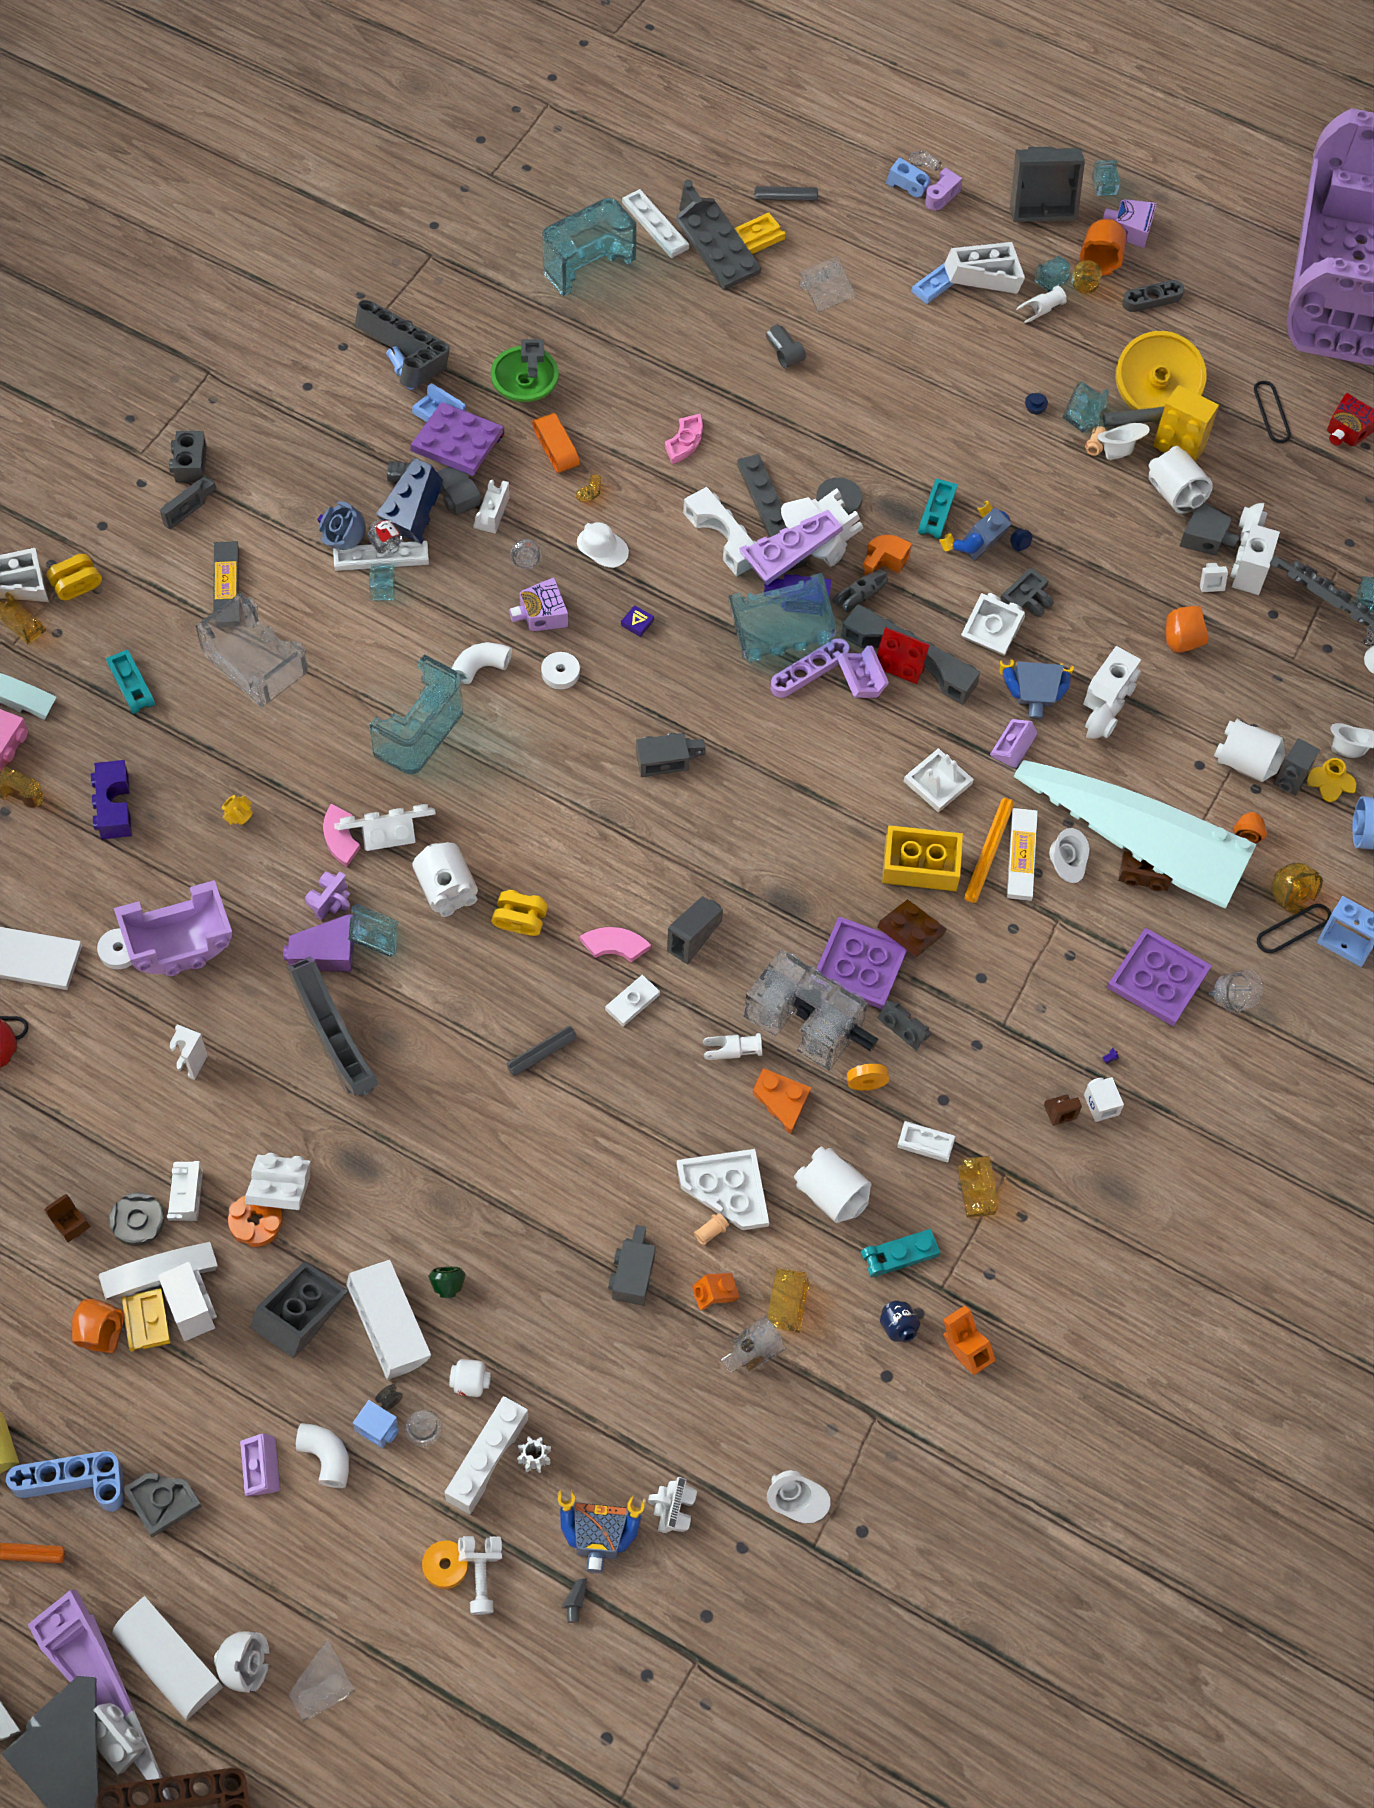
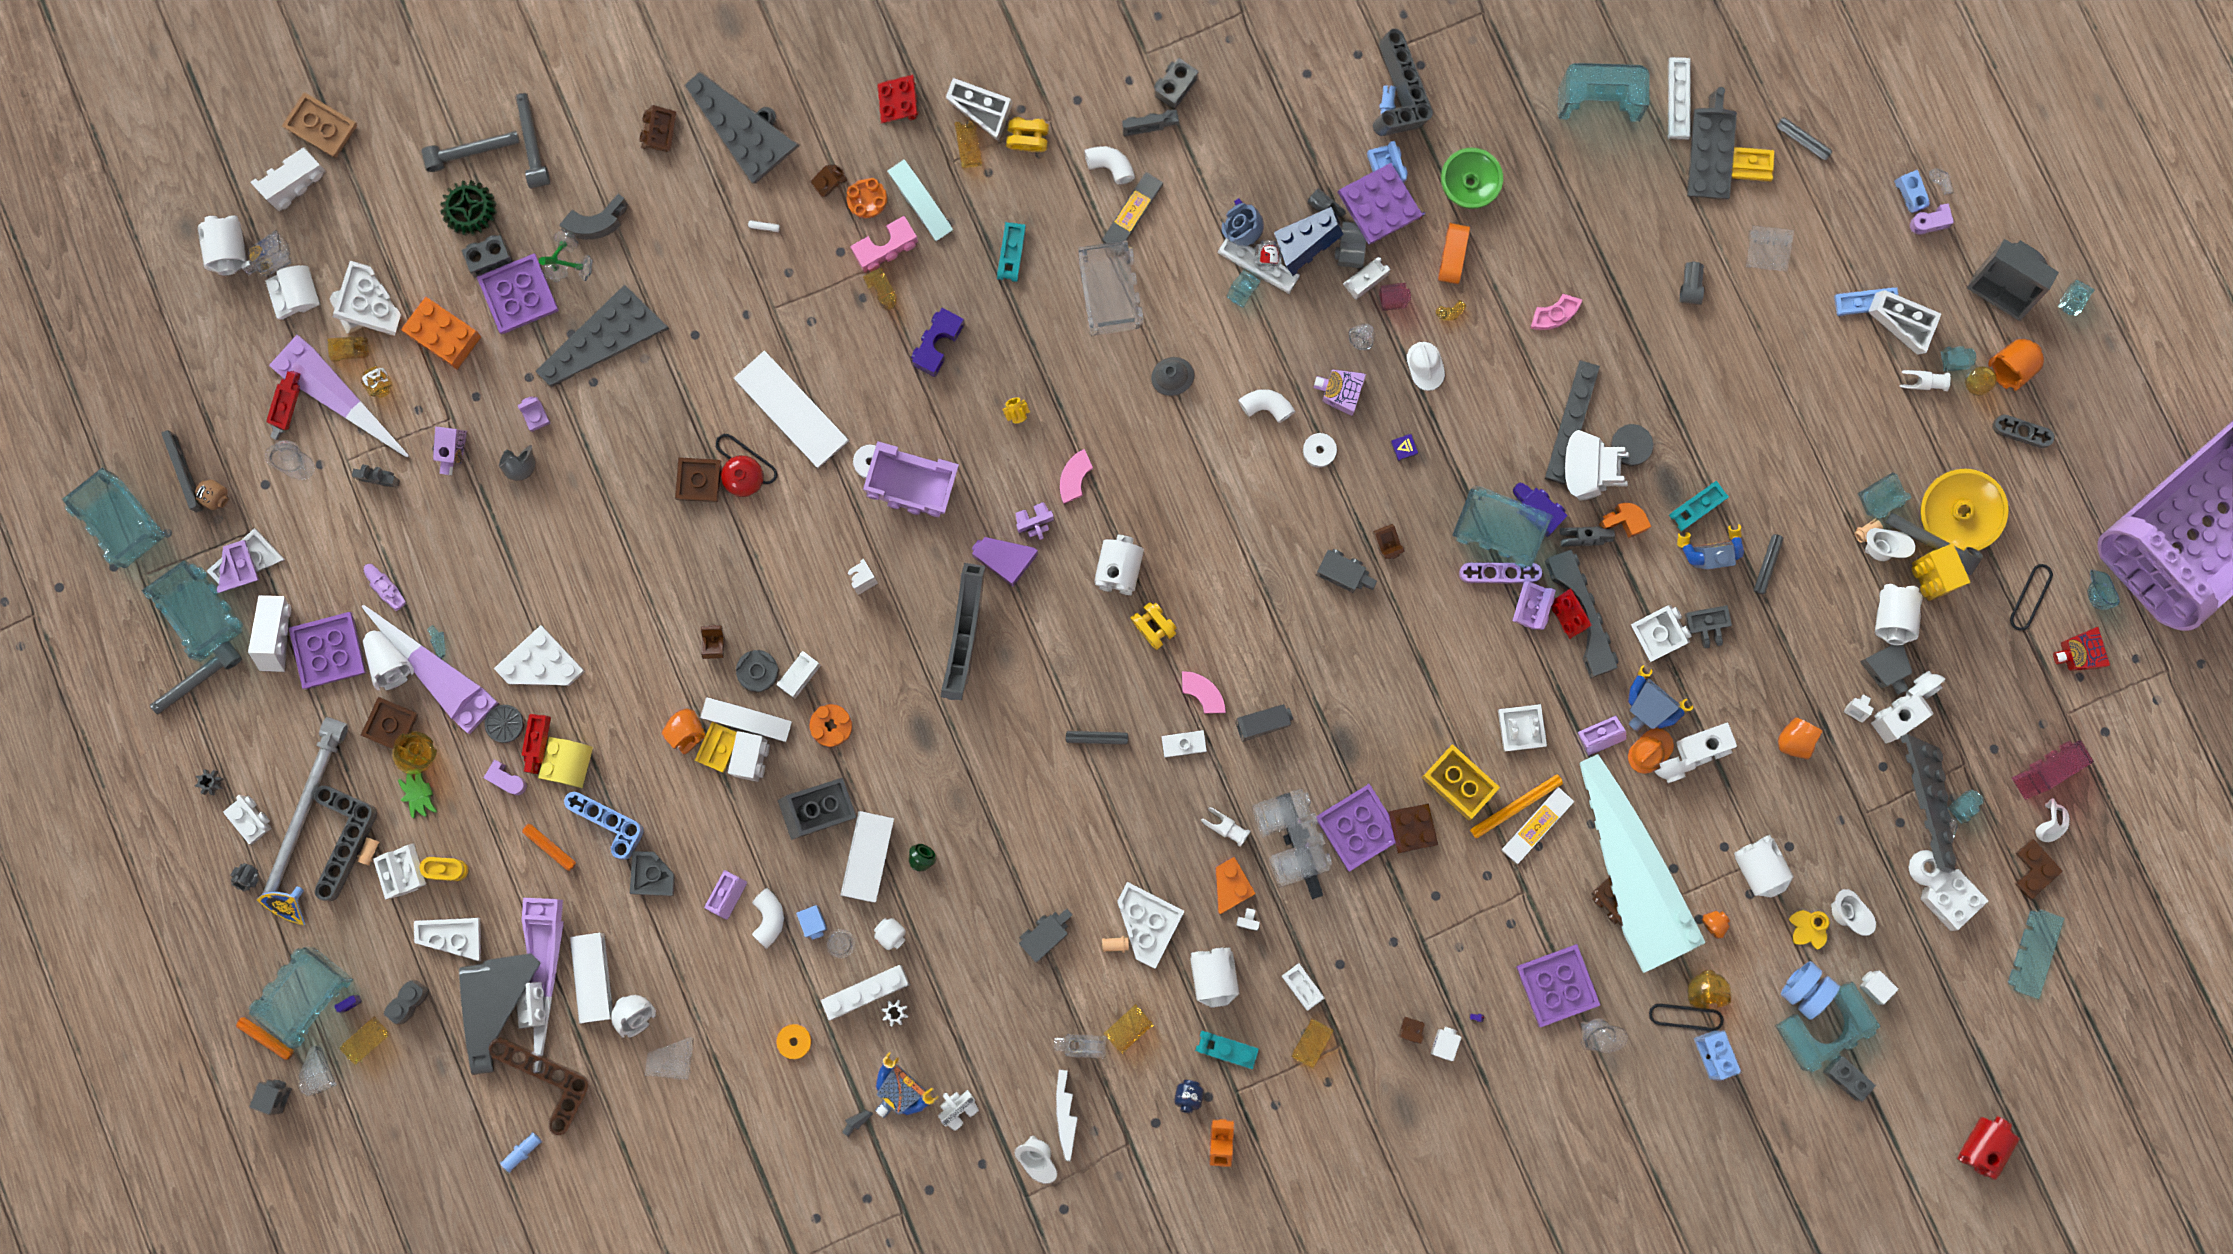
camera: 40 degrees right, 20 degrees up
(173, 550) = (1111, 159): none -> white cylinder
(278, 1181) = (860, 712): white plate -> none
(370, 694) = (1172, 376): none -> dark grey hat
(373, 930) = (1044, 571): clear light blue plate -> none
(388, 829) = (1107, 495): white bracket -> none
(389, 1397) = (832, 909): clear smoke bush -> none
(412, 740) = (1190, 436): clear light blue windscreen -> none
(466, 1548) = (797, 1084): white bar -> none
(529, 506) = (1394, 296): none -> clear pink brick
(532, 352) = (1487, 167): dark grey plate -> none
(686, 703) = (1388, 542): none -> reddish brown bracket
(706, 511) = (1522, 389): white arch -> none
(715, 1289) = (1087, 988): orange bracket -> none
(782, 551) = (1549, 470): lavender wing -> none
(796, 1436) = (1066, 1122): none -> white slope
(824, 1117) = (1248, 921): none -> white tile
(867, 1077) = (1297, 916): light orange piece -> none
(899, 1021) = (1351, 884): dark grey hinge -> none
(1021, 539) = (1740, 576): dark blue plate -> none
(1036, 403) = (1849, 465): dark blue plate -> none
(1036, 517) = (1768, 564): none -> dark grey axle
(1066, 728) = (1650, 750): none -> orange piece
(1070, 855) = (1566, 854): white piece -> none
(1135, 219) = (2063, 352): lavender torso -> none
(1297, 766) = (1786, 904): dark grey brick -> none
(1324, 371) = (2102, 591): none -> clear light blue cap

